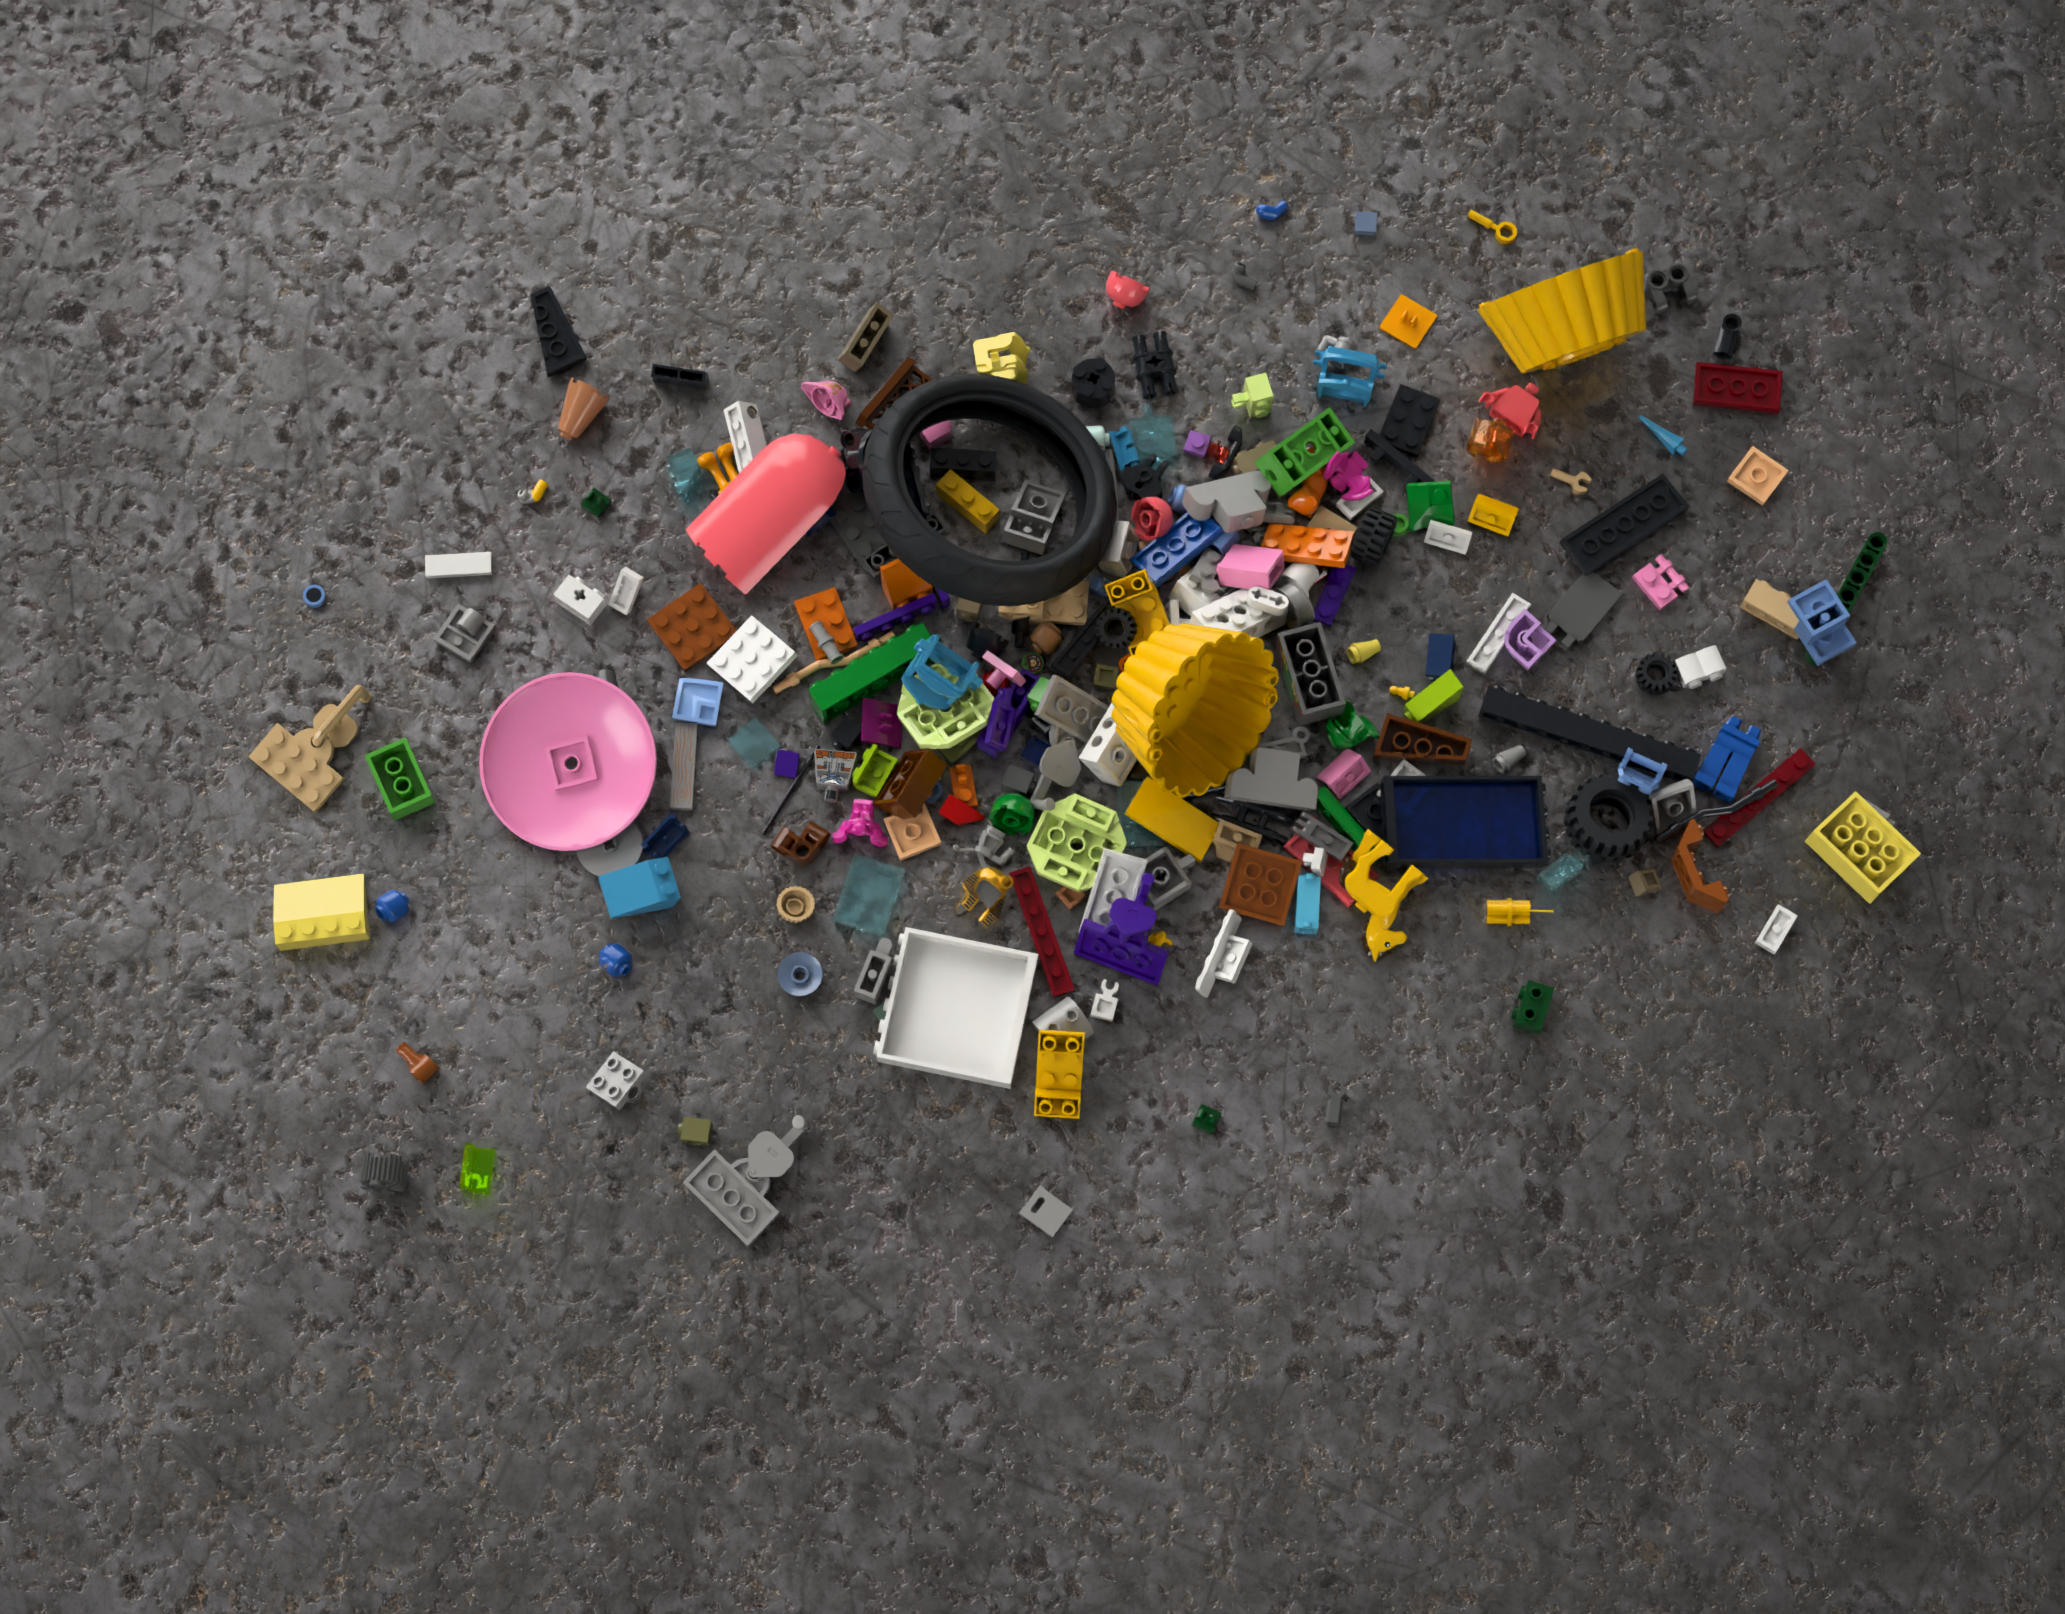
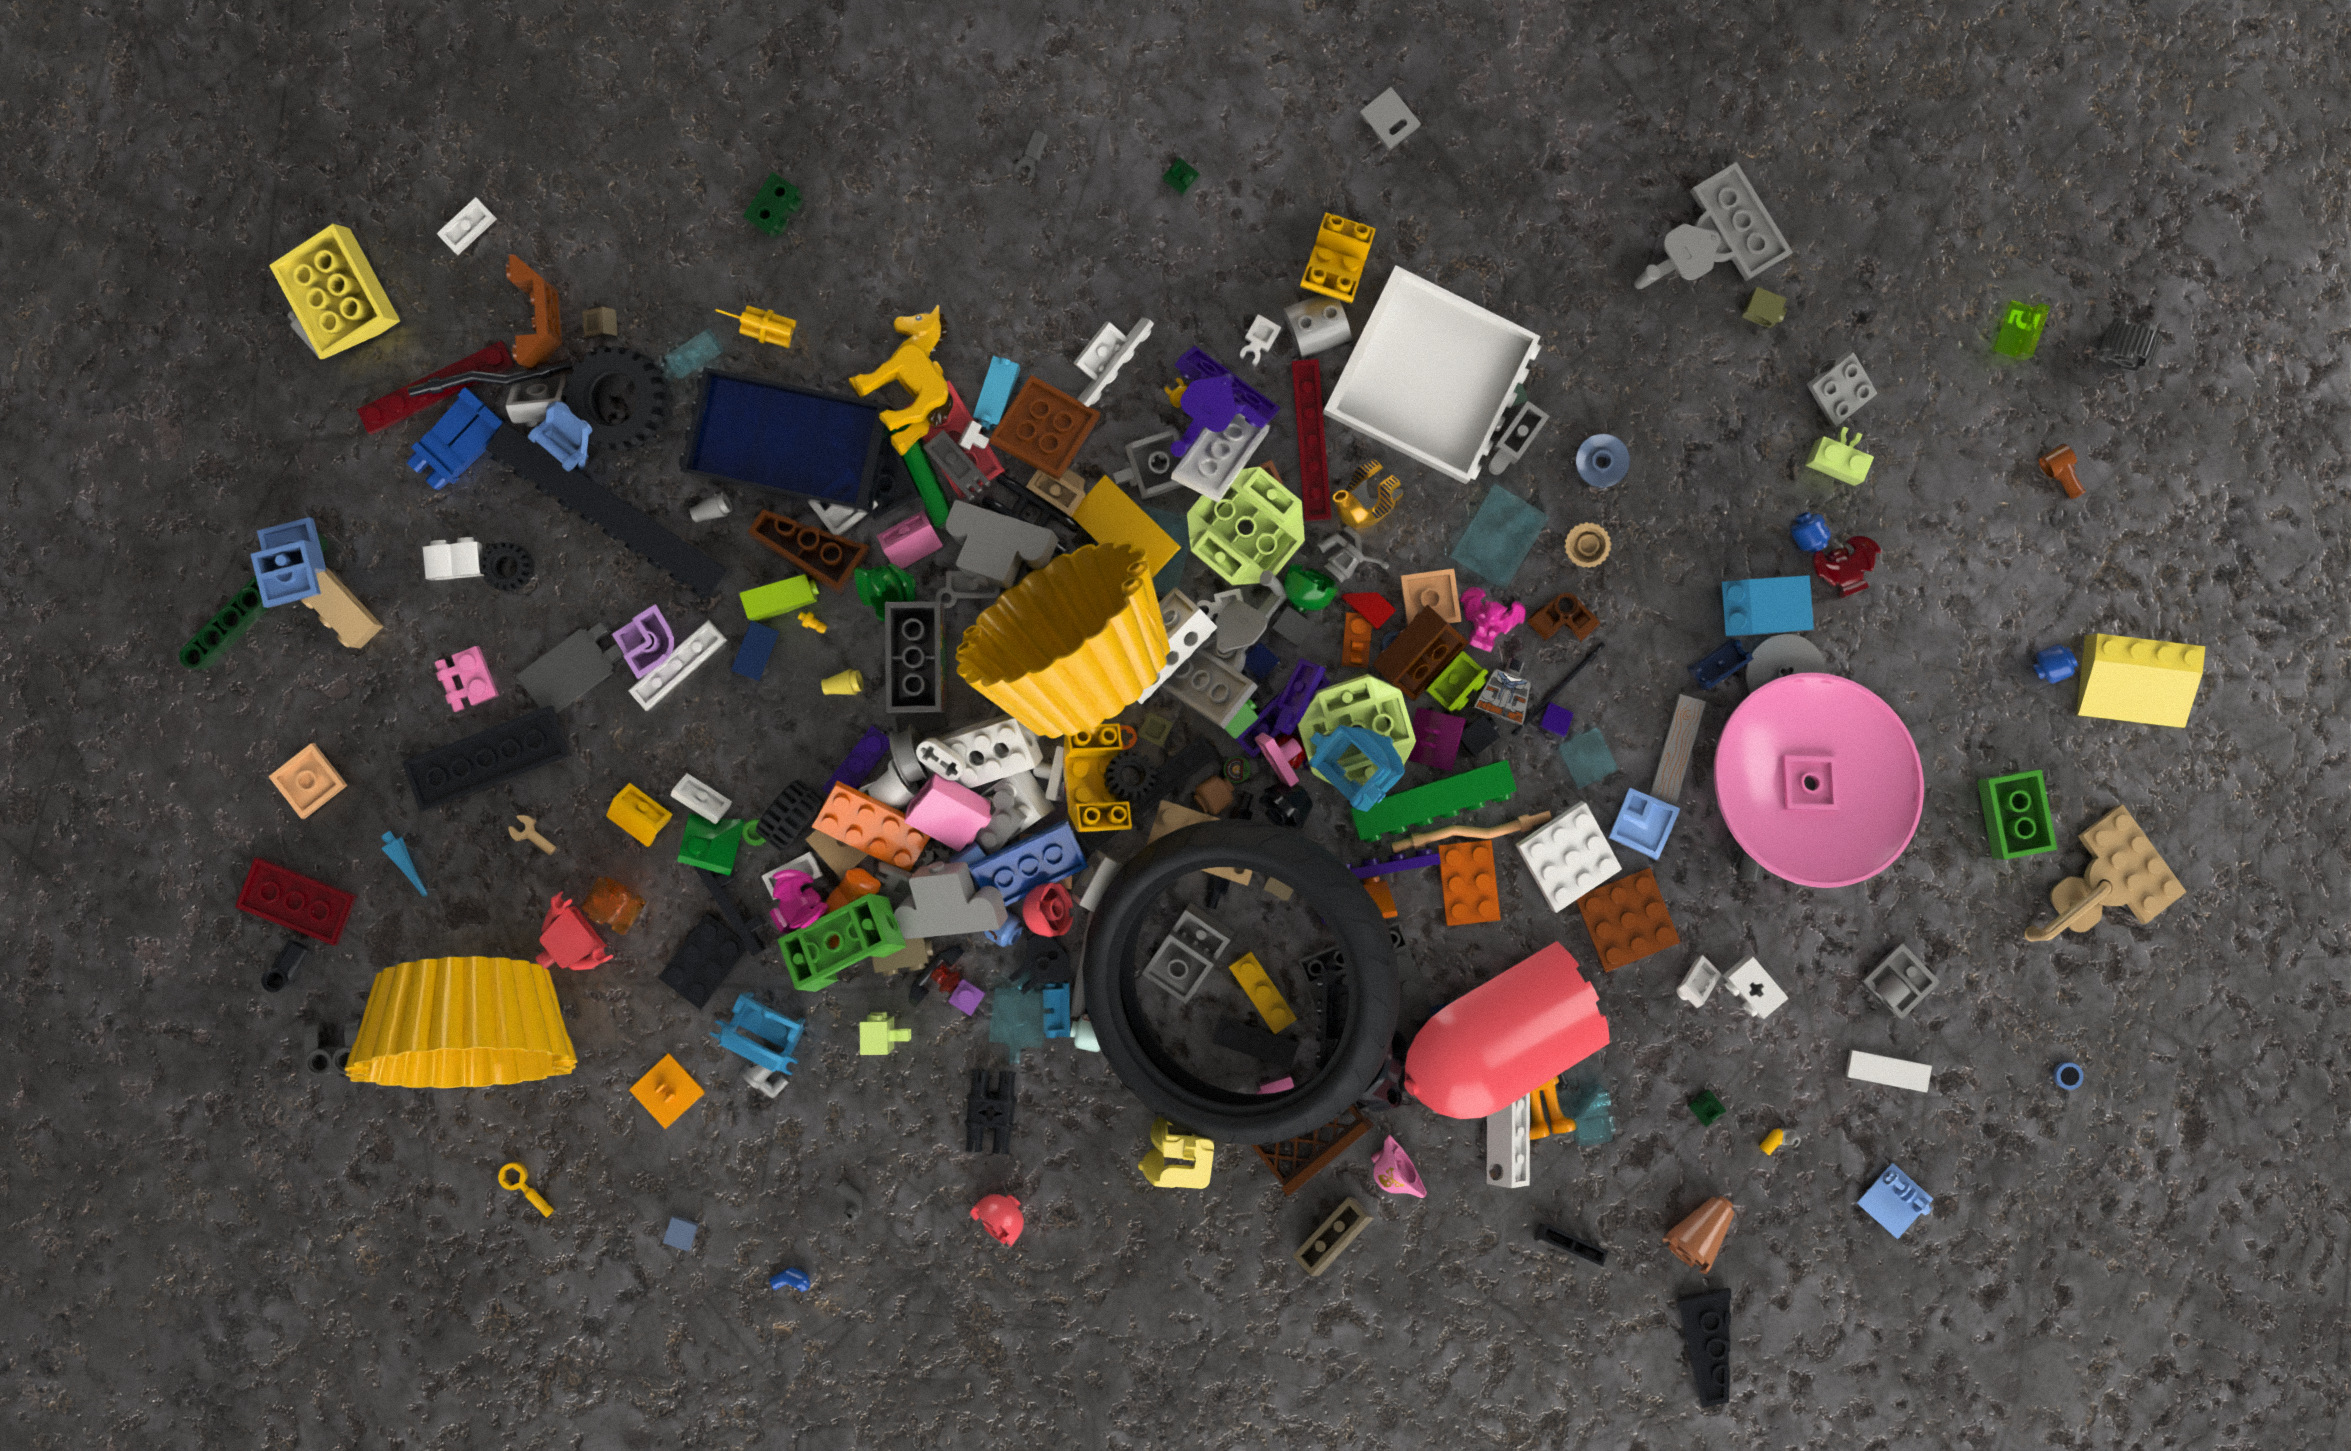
camera: 160 degrees left, 15 degrees up
(431, 470) = (1895, 1201): none -> light blue hinge
(581, 937) = (1846, 569): none -> dark red animal
(604, 1023) = (1840, 459): none -> yellowish green brick
(826, 642) = (1477, 853): light grey pin -> none
(1080, 785) = (1221, 601): none -> white plate
(1084, 375) = (1060, 1117): black brick -> none
(1097, 586) = (1130, 843): medium blue piece -> none

